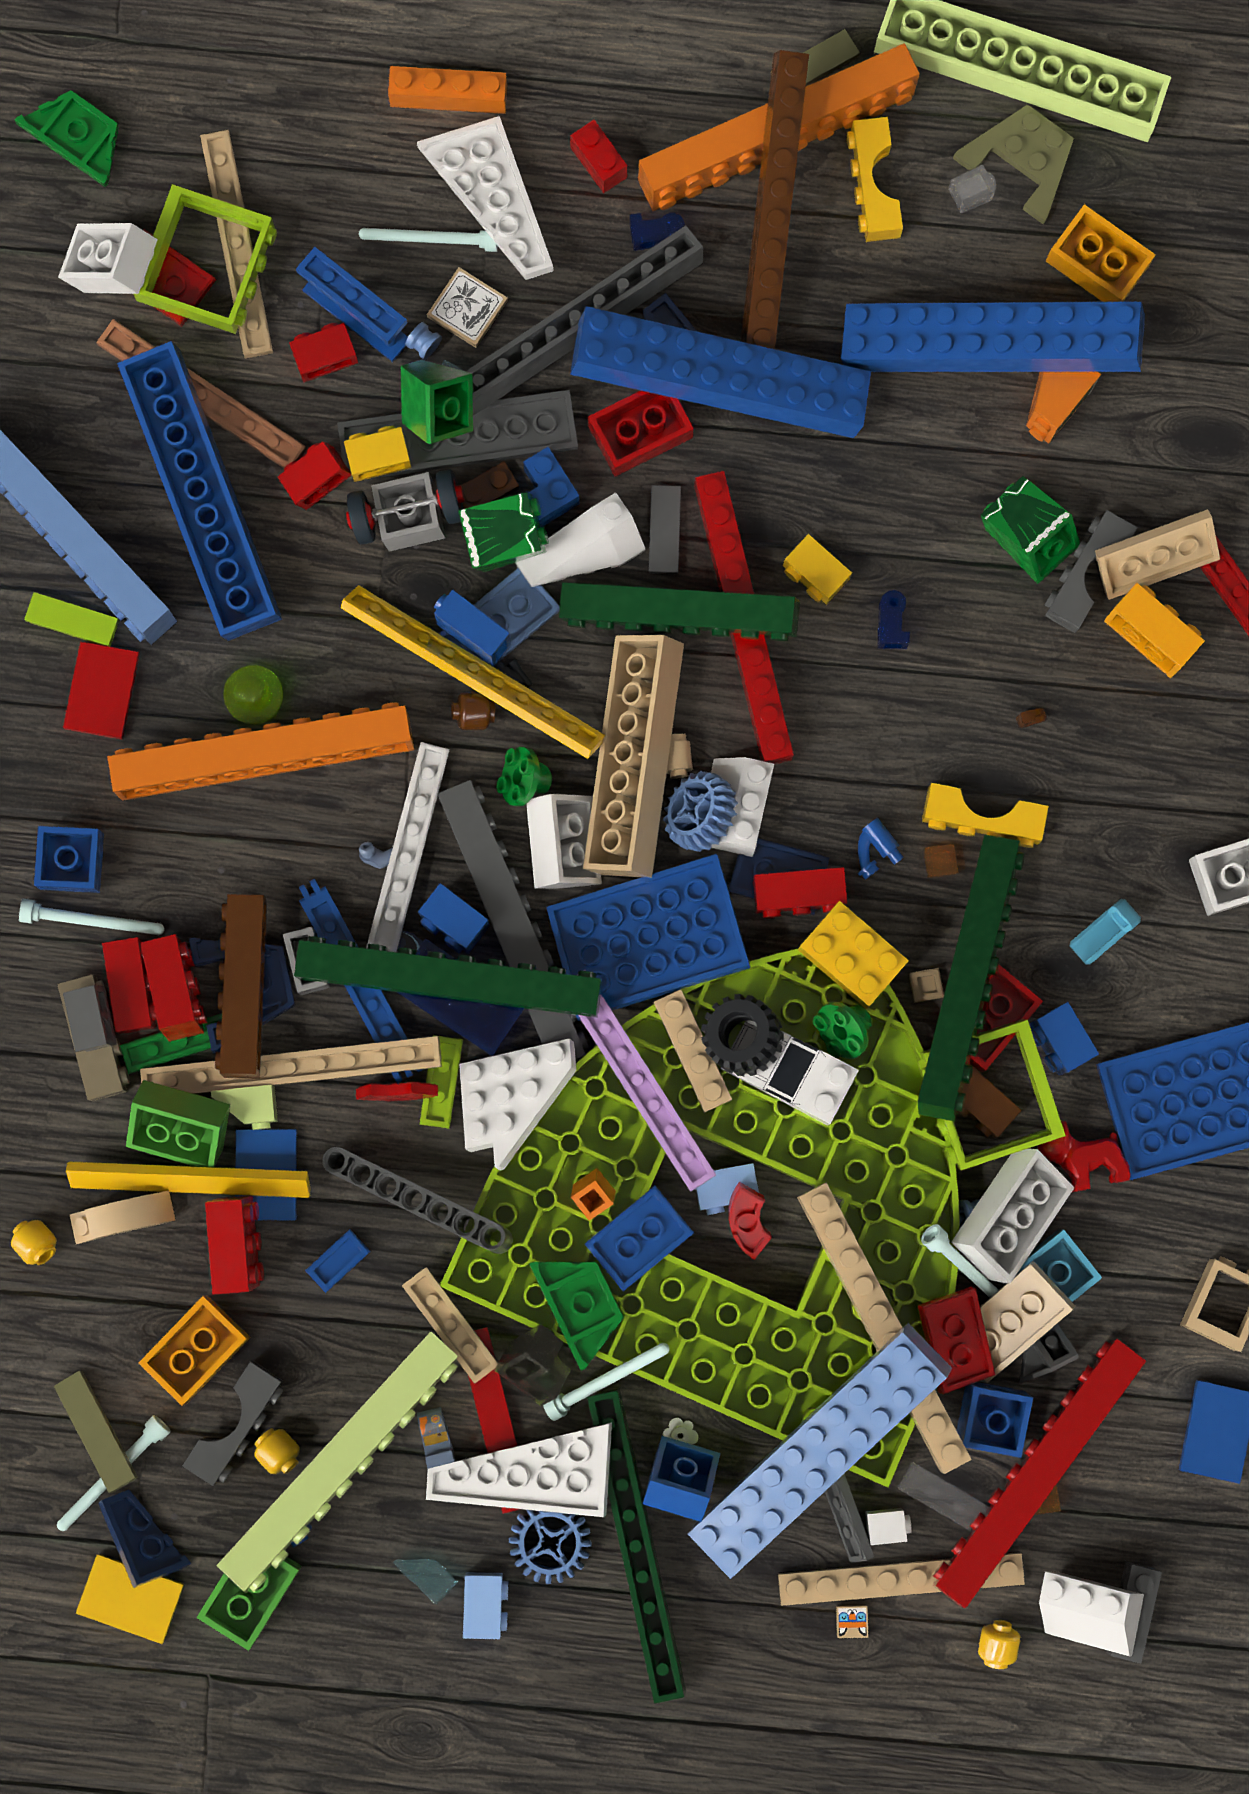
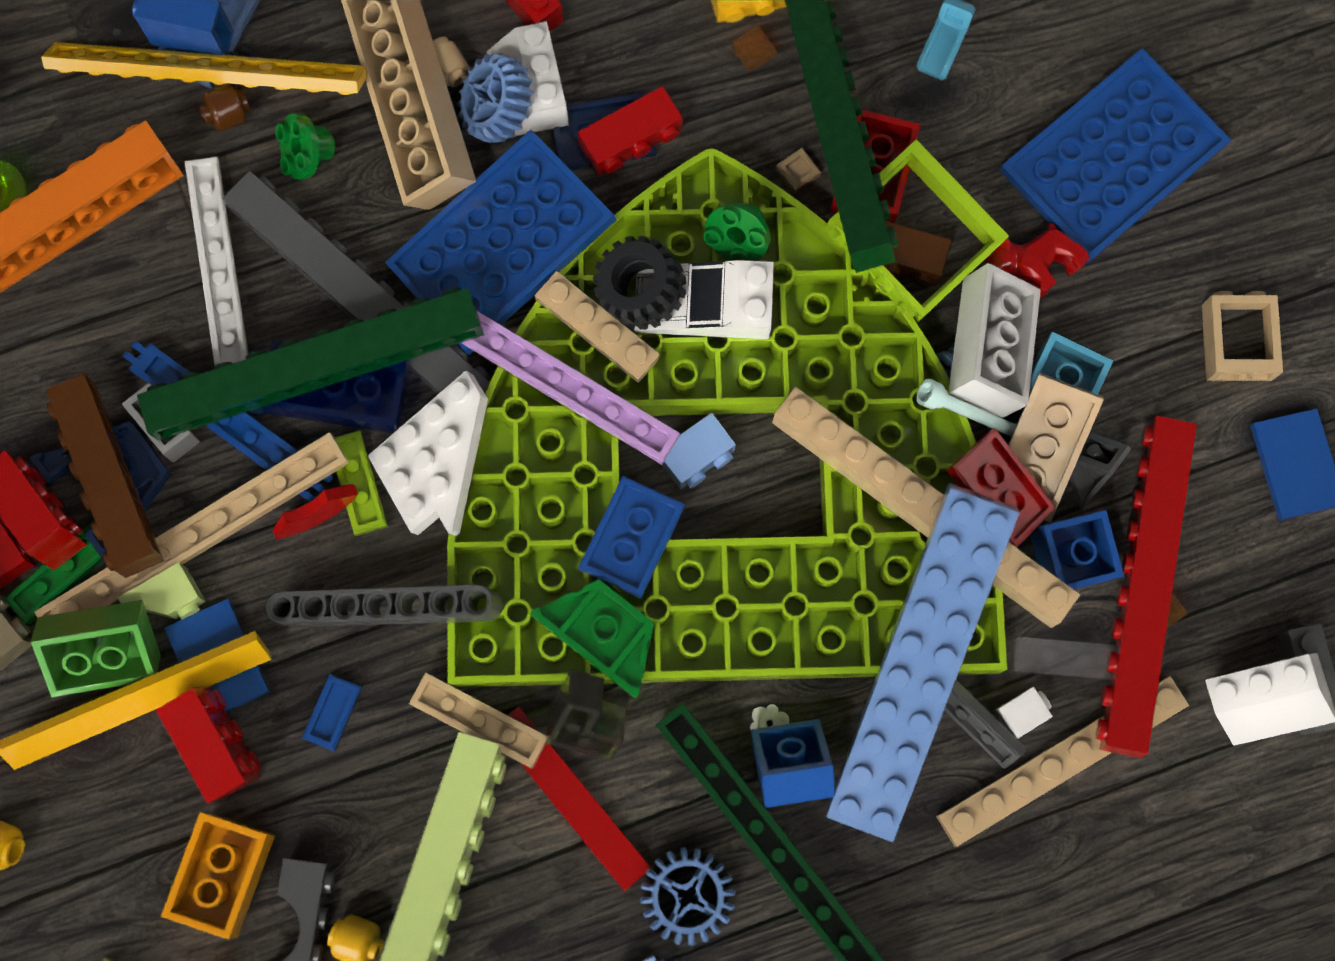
camera: 25 degrees left, 5 degrees down
(122, 1216) = (79, 771): tan arch -> none
(374, 856) = (186, 293): sand blue arm -> none
(435, 1438) = (517, 846): sand blue leg -> none
(454, 919) = (292, 309): blue brick -> none
(546, 1475) = (649, 827): white wing -> none
(558, 1407) = (631, 748): light aqua piece -> none
(559, 840) = (368, 192): white slope -> none
(593, 1194) = (562, 511): orange brick -> none
(745, 1220) = (731, 473): red tile -> none
(852, 1621) = (1036, 828): tile -> none
(853, 955) = (711, 158): yellow brick -> none
(882, 840) = (689, 54): blue plant -> none
(999, 1644) = (1195, 778): yellow head -> none
(1062, 1039) = (961, 149): blue brick -> none

